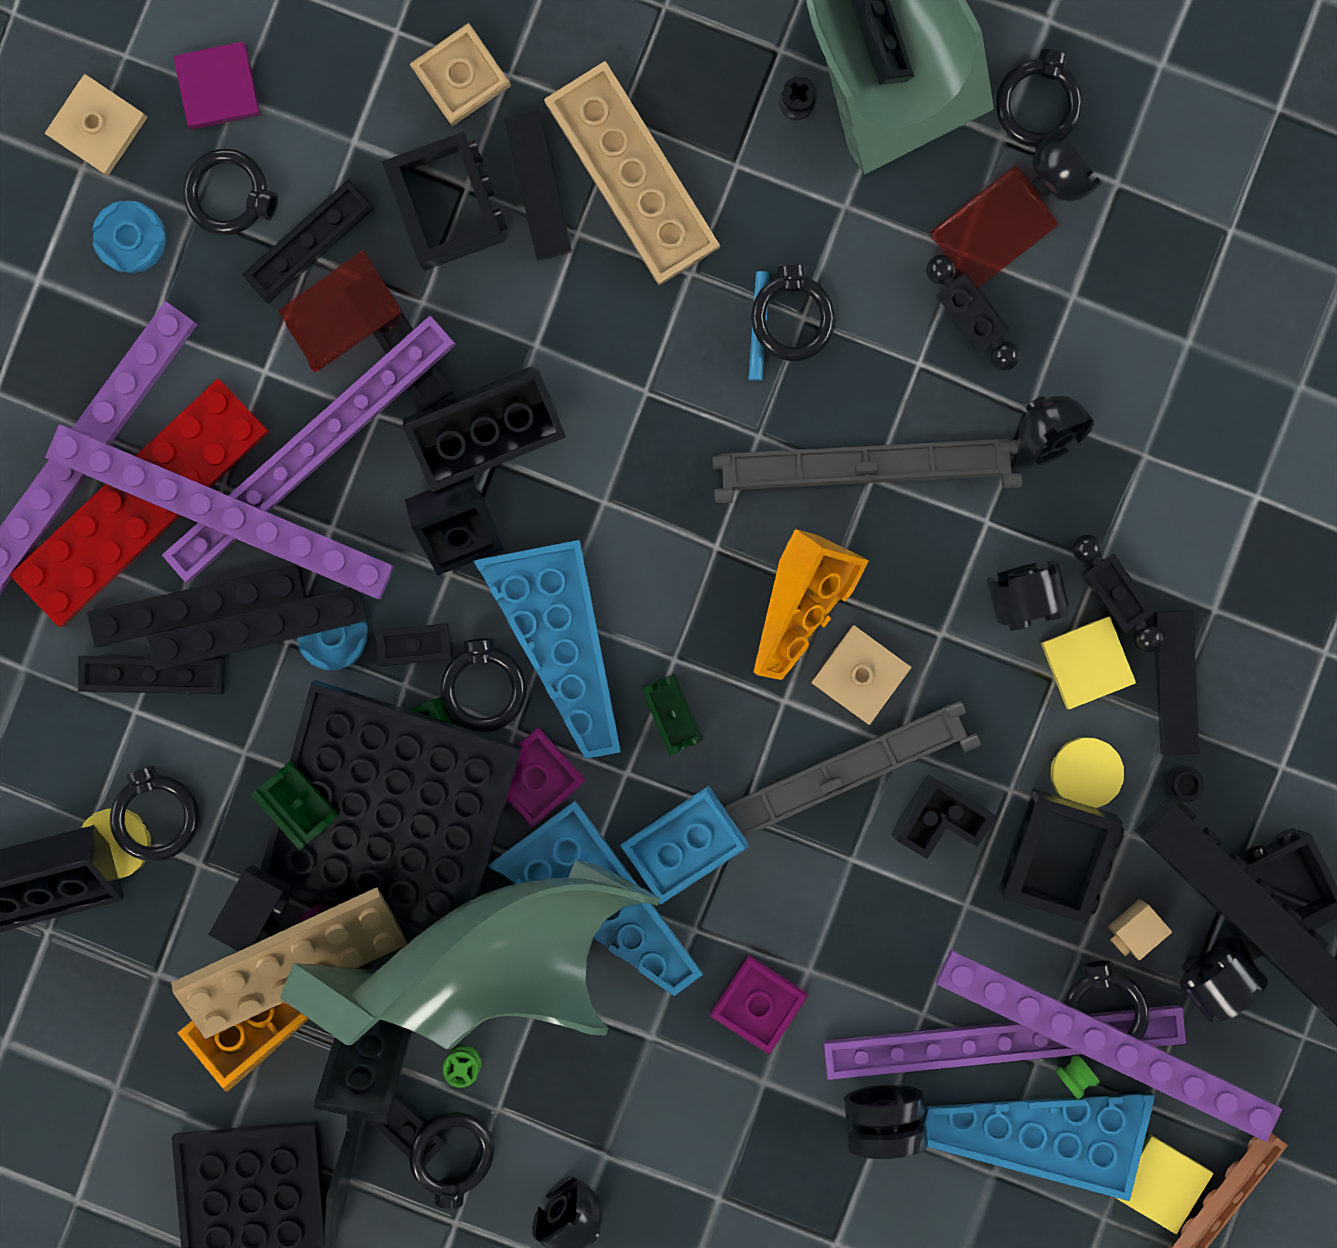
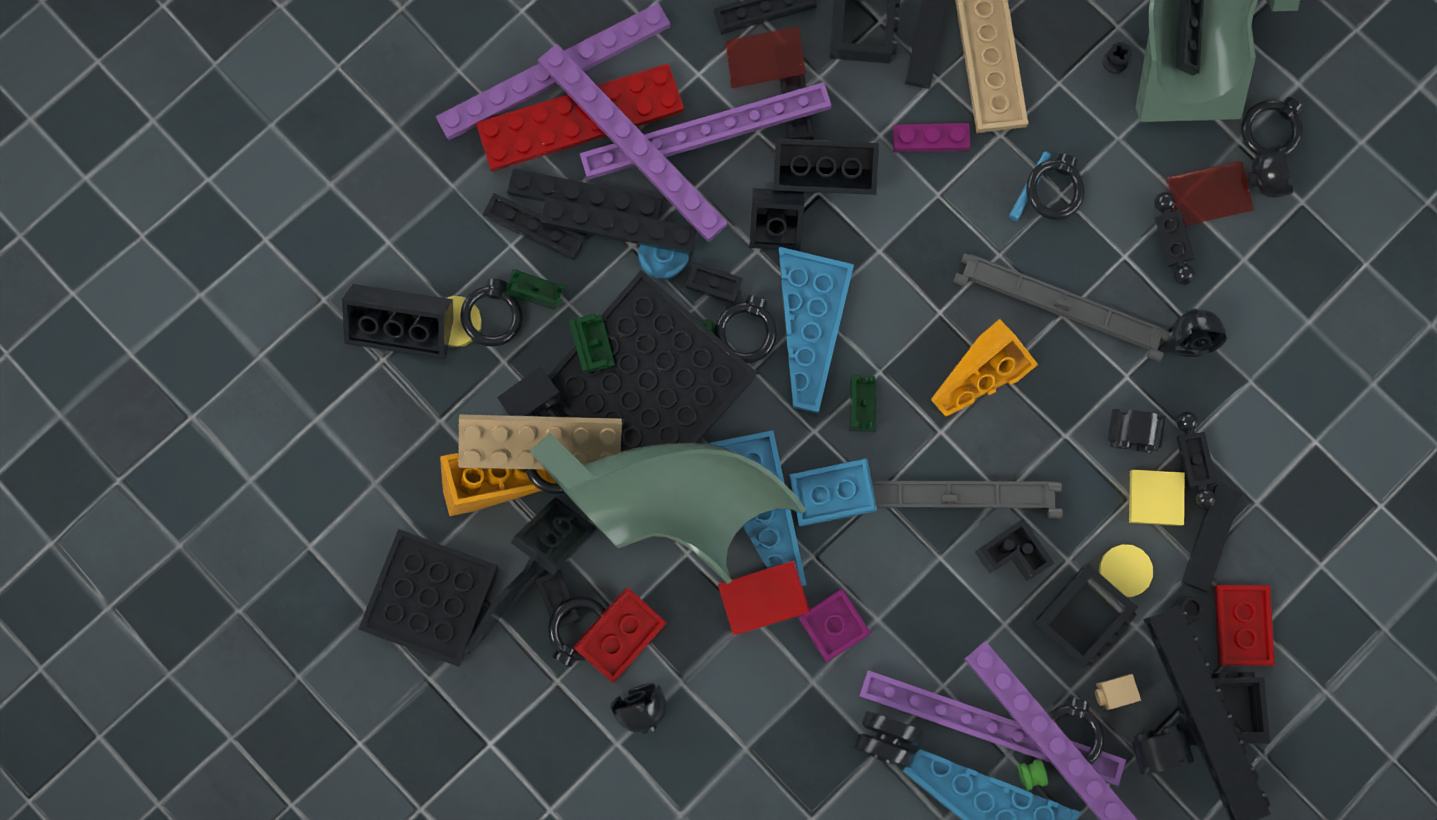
camera: 20 degrees right, 10 degrees down
(191, 759) = (535, 289): none -> dark green hinge
(457, 1071) = (613, 568): bright green wheel -> none
(503, 1139) = (619, 634): none -> red tile
(542, 778) = (756, 408): magenta tile -> none
(603, 319) = (931, 137): none -> magenta plate
(659, 1015) = (764, 598): none -> red tile
(861, 674) = (1000, 436): tan plate -> none
(1260, 773) = (1244, 625): none -> red tile

